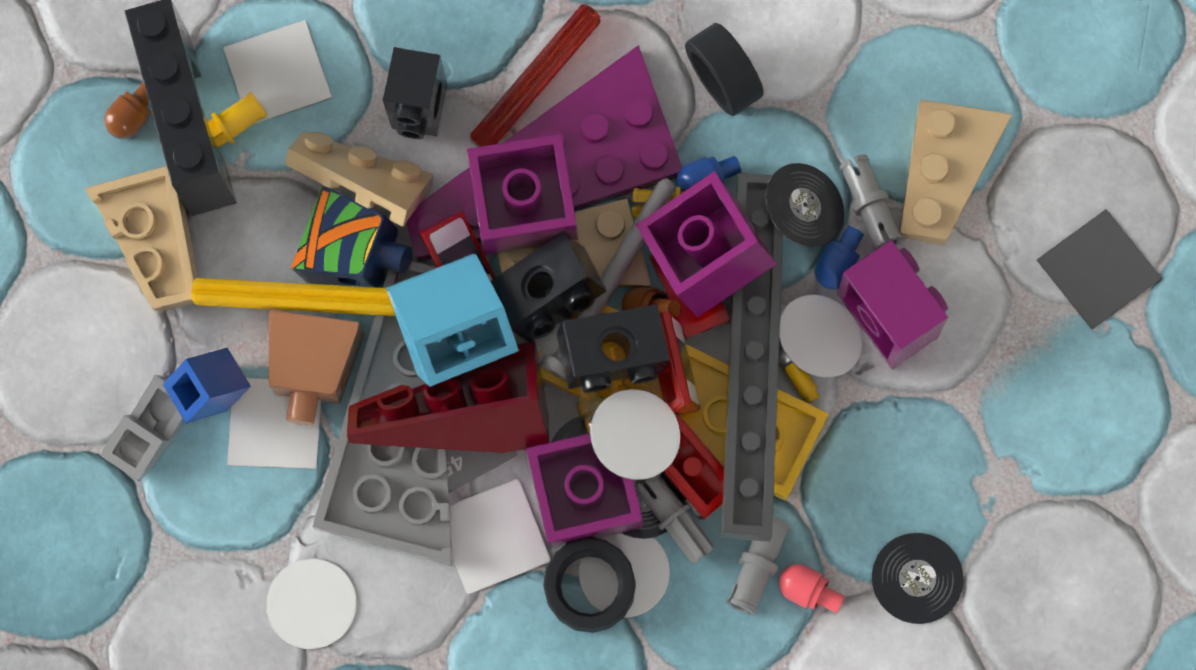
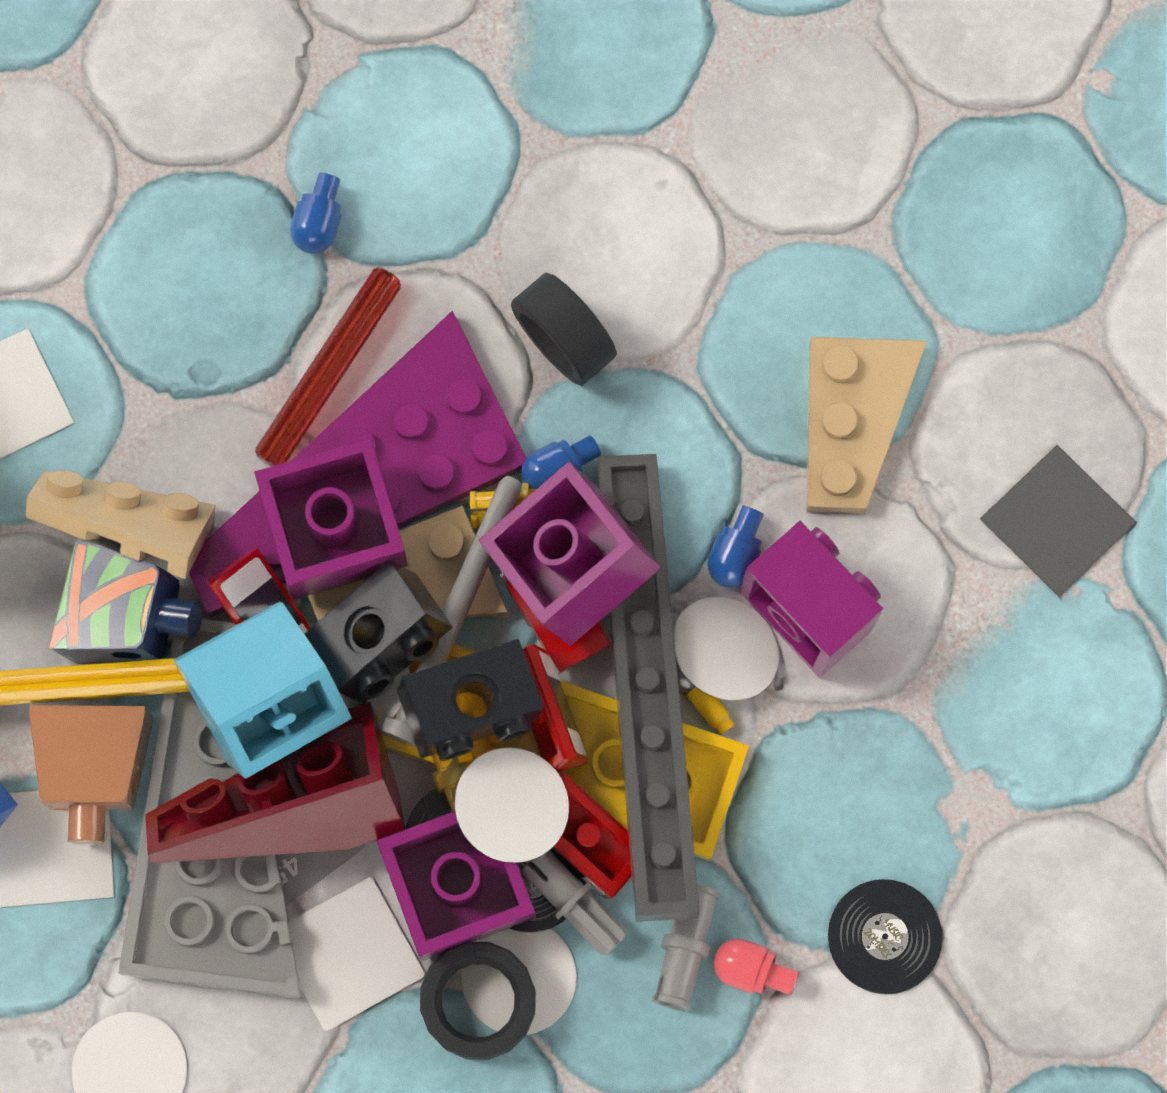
camera: 15 degrees left, 0 degrees up
(415, 93) = (179, 406): black brick -> none
(645, 296) = (505, 628): dark orange cylinder -> none
(804, 205) = (685, 486): black sticker -> none
(870, 201) = (766, 473): light grey pin -> none

